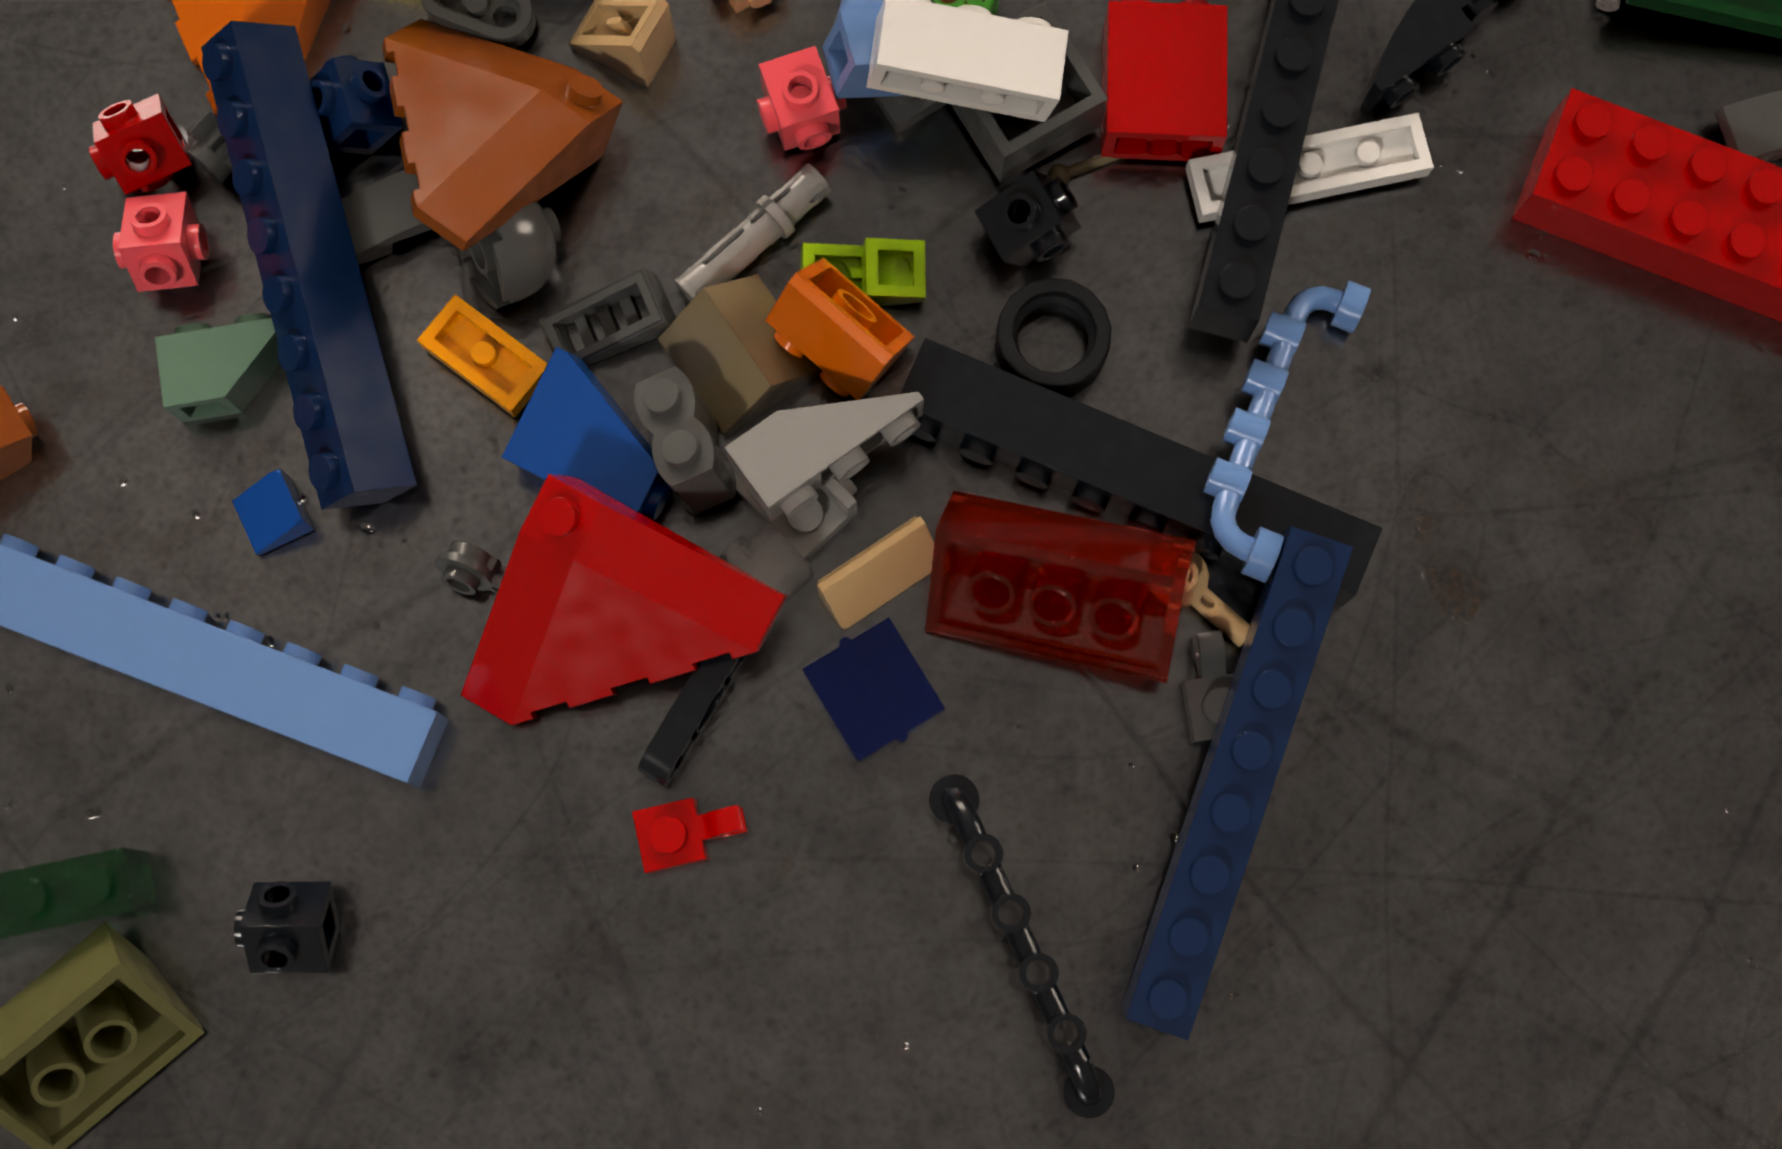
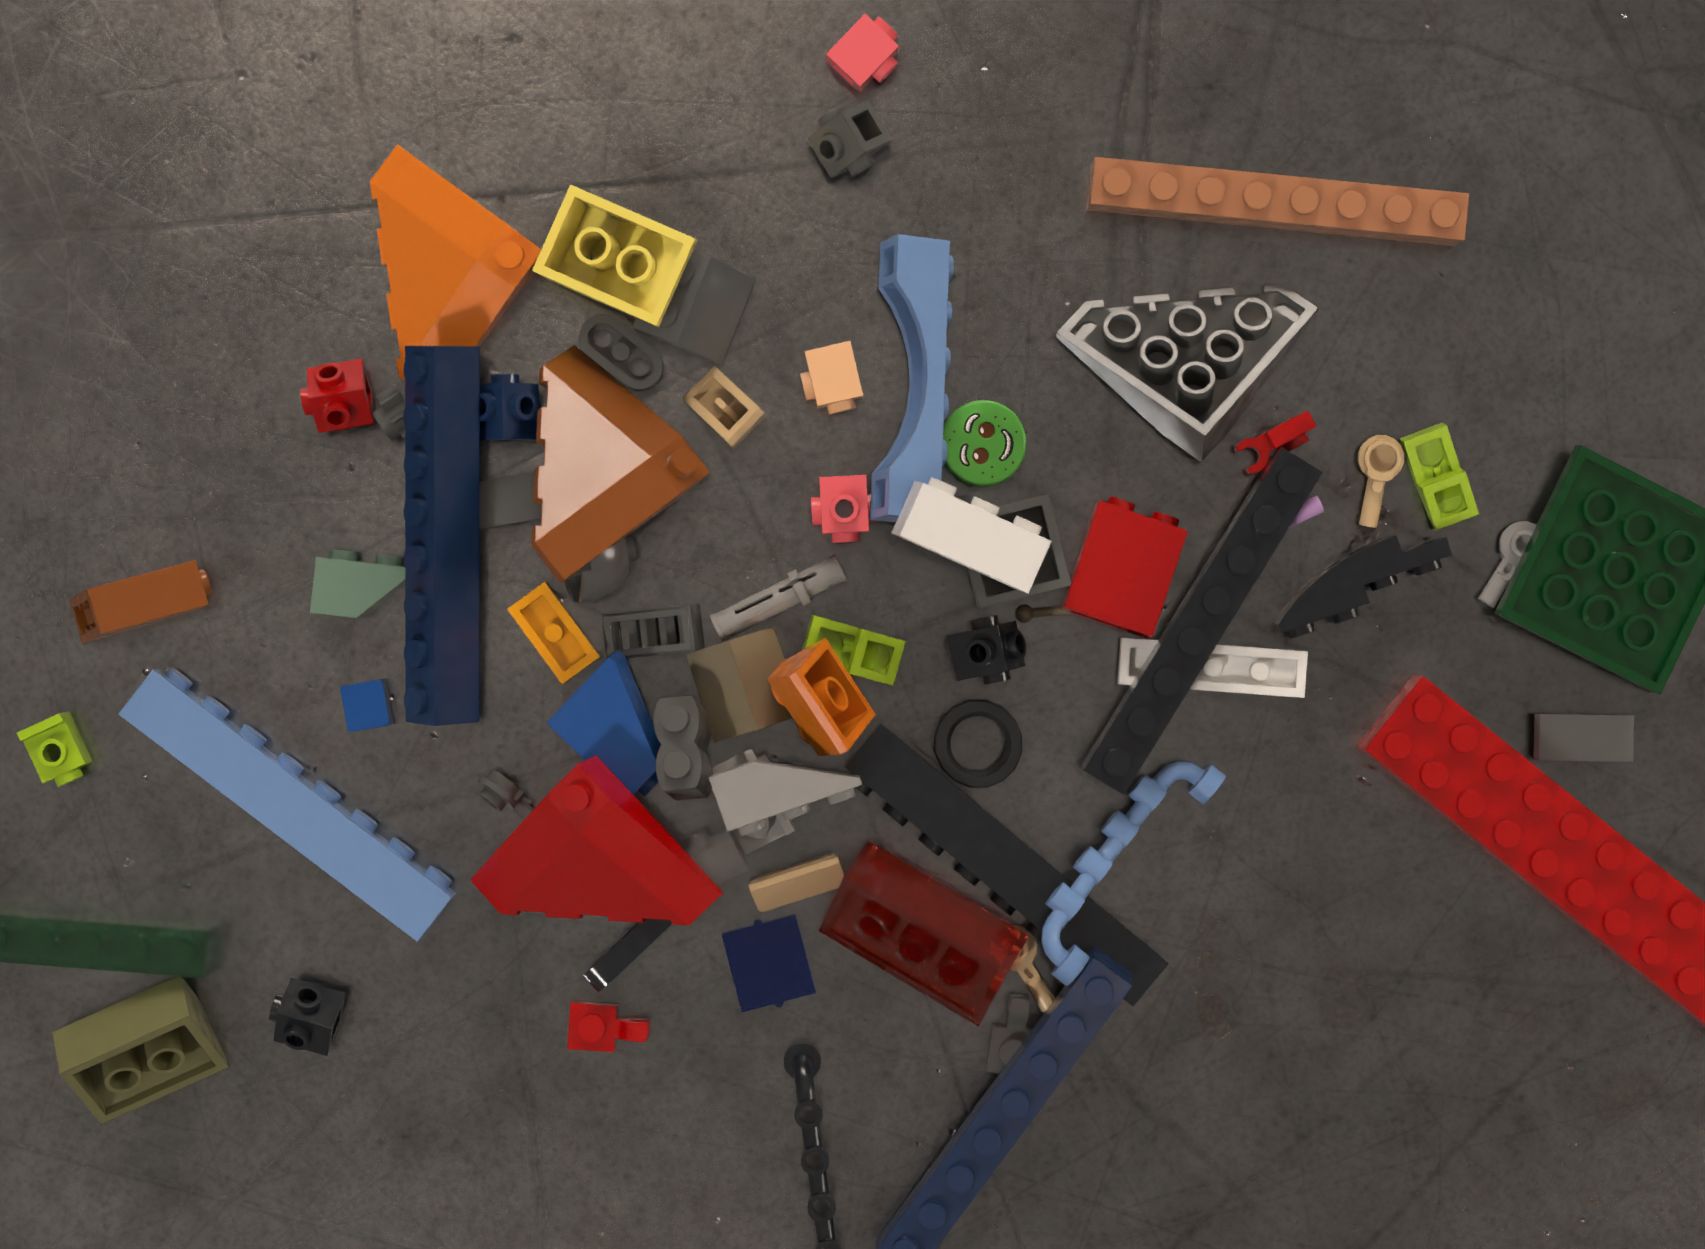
camera: 15 degrees right, 10 degrees up
(161, 242) = (337, 479): coral brick -> none

